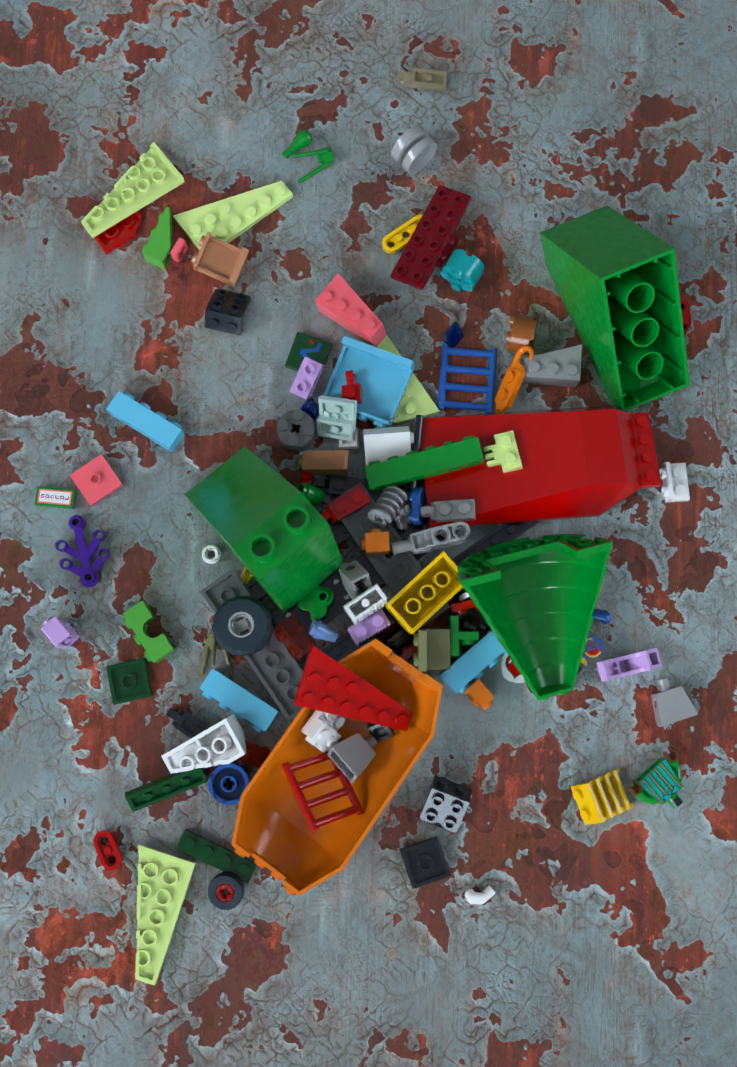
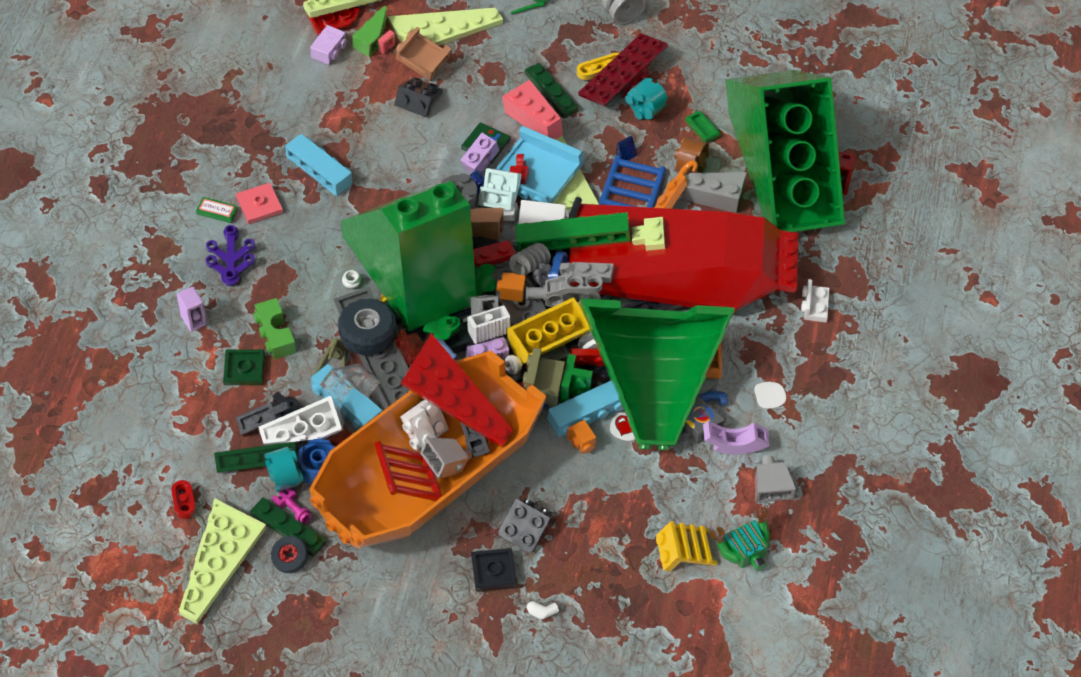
camera: 10 degrees right, 25 degrees down
(120, 266) = (328, 45): none -> lavender brick
(162, 742) = (252, 420): none -> black hinge
(197, 802) = (283, 469): none -> teal brick
(208, 826) = (302, 514): none -> dark pink hinge
(235, 695) = (343, 379): none -> clear brick
(345, 537) = (484, 280): none -> green plate
(361, 274) = (551, 90): none -> dark green plate
(396, 633) = (513, 364): none -> white plate
(523, 288) = (702, 127): none -> green tile
(648, 599) = (770, 394): none -> white sticker

